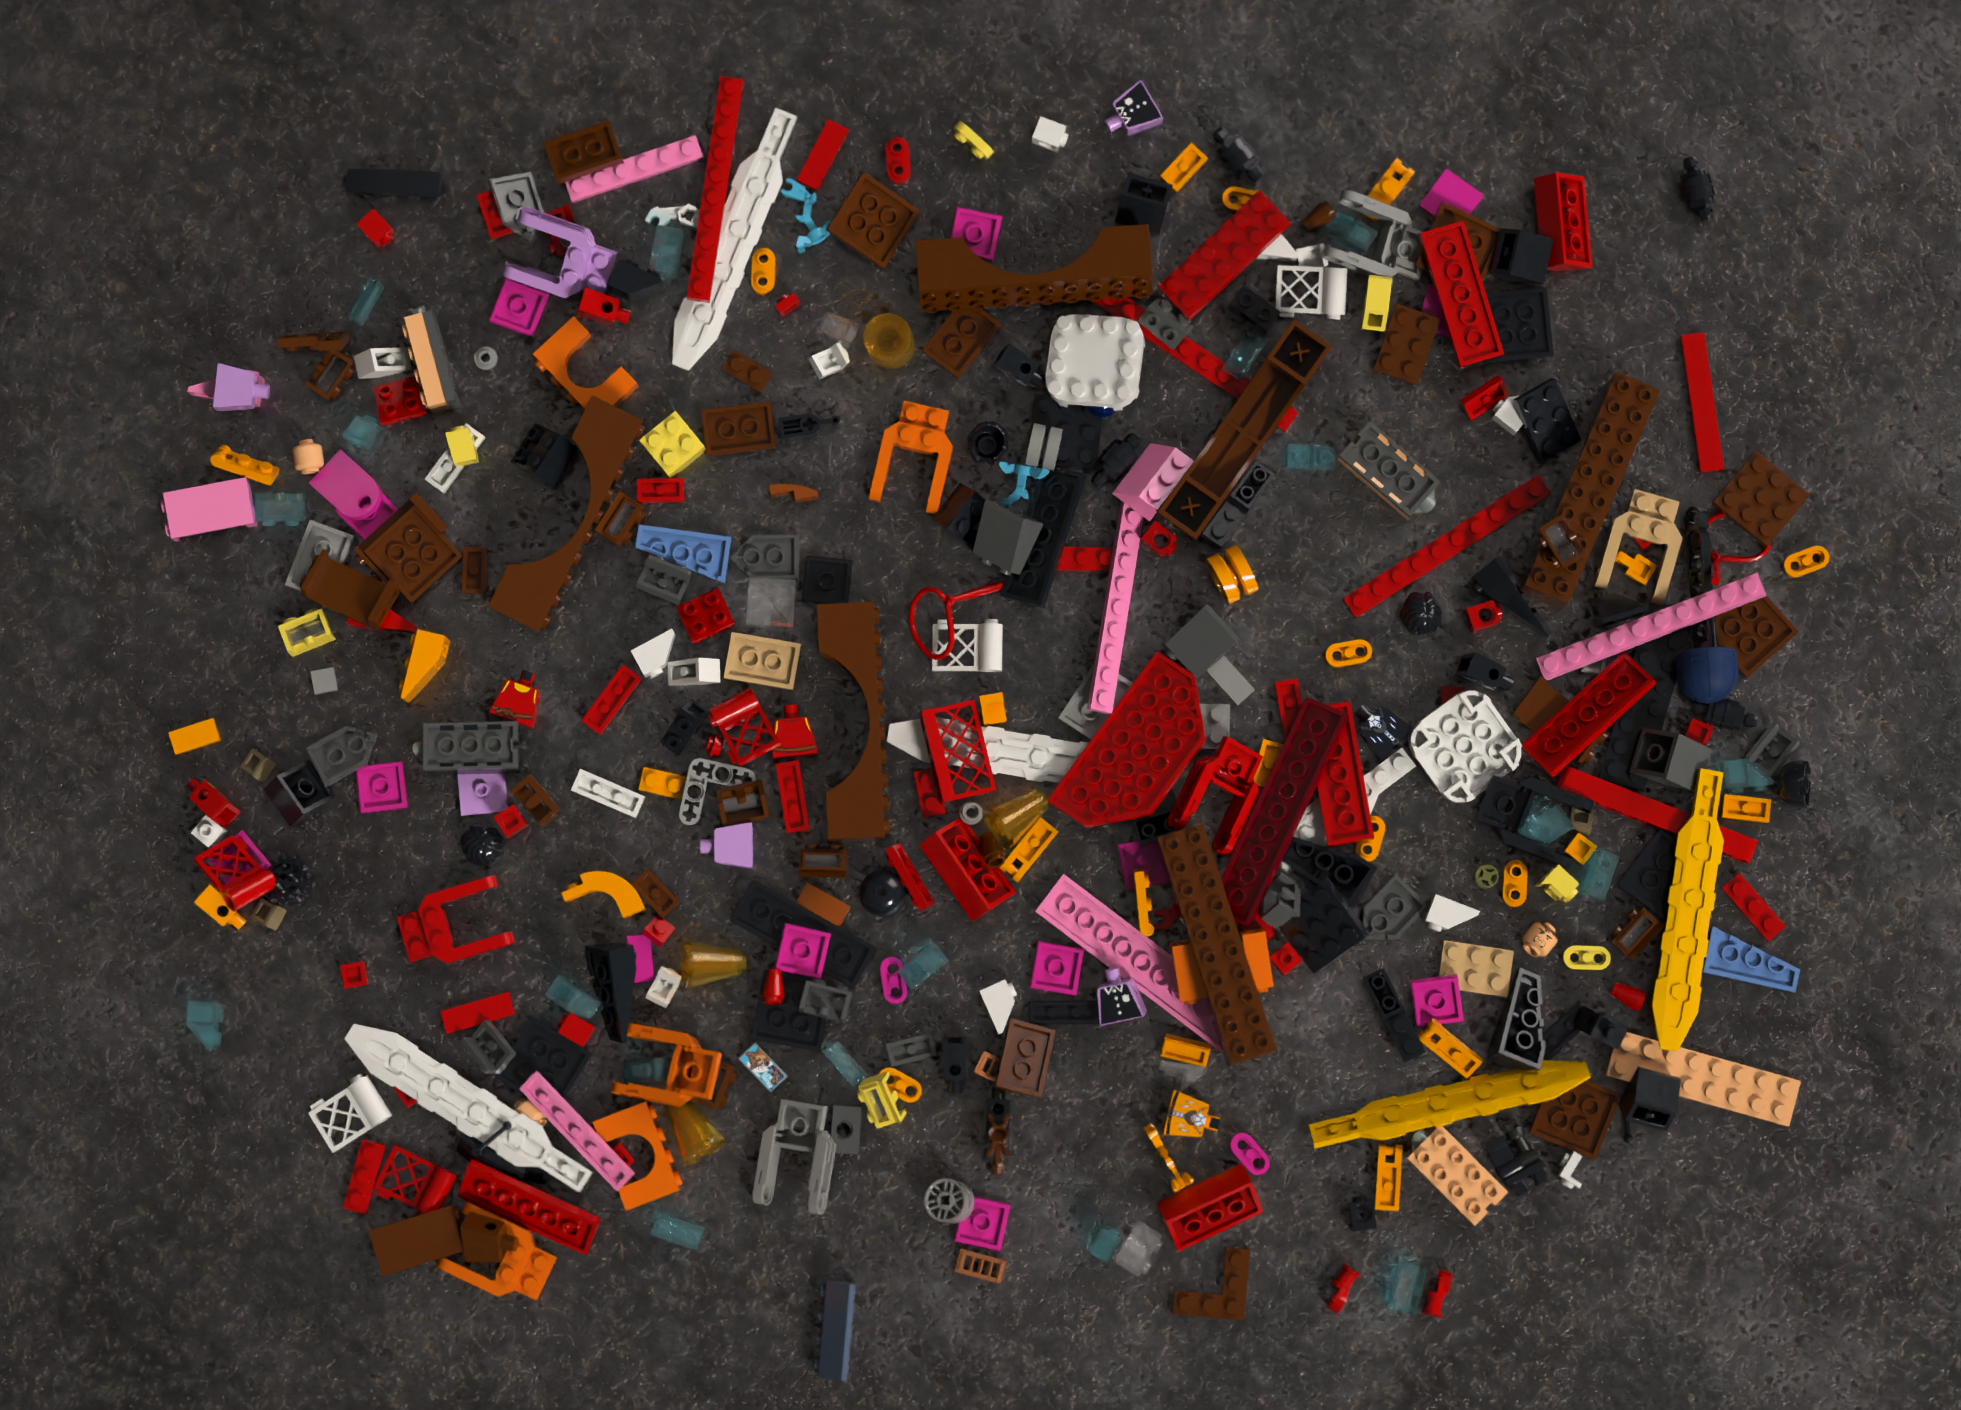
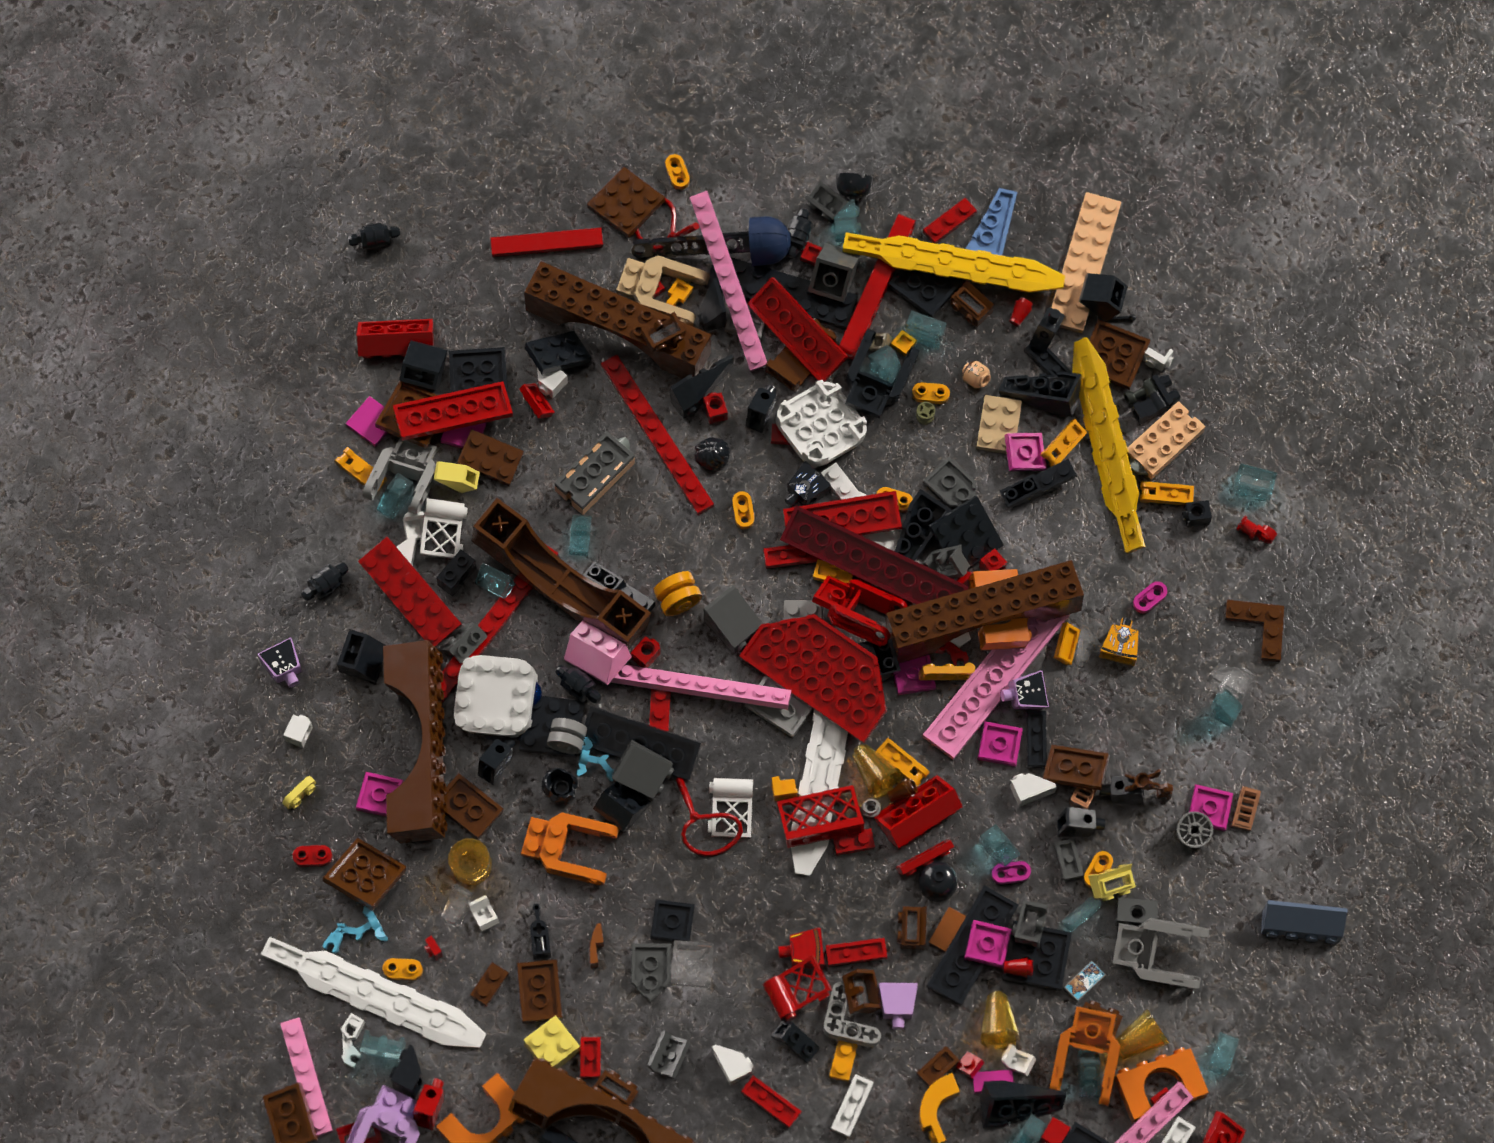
camera: 90 degrees left, 15 degrees down
(694, 550) = (644, 1028): medium blue wing -> none
(694, 672) = (749, 1032): white slope -> none
(705, 615) = (700, 1021): red hinge -> none
(713, 745) = (812, 1016): red plate -> none
(715, 189) = (329, 1006): red plate -> none
(762, 661) = (740, 975): tan plate -> none
(822, 155) = (304, 917): red tile -> none
(850, 641) = (861, 892): reddish brown arch -> none
(1179, 1183) = (1174, 647): light orange piece -> none
(1184, 167) = (332, 625): light orange plate -> none
(1210, 1207) = (1193, 628): red slope -> none
(1230, 680) = (765, 600): light grey tile -> none
(1241, 194) = (362, 579): light orange plate -> none
(1319, 216) = (379, 520): reddish brown cone -> none
(1435, 1299) = (1251, 455): red connector -> none
(1447, 913) = (955, 442): white slope -> none
(1559, 884) = (933, 357): light yellow window -> none
(1586, 957) = (990, 343): light yellow plate -> none
(1746, 808) = (872, 220): light orange plate -> none
(1754, 632) = (734, 208): reddish brown plate -> none

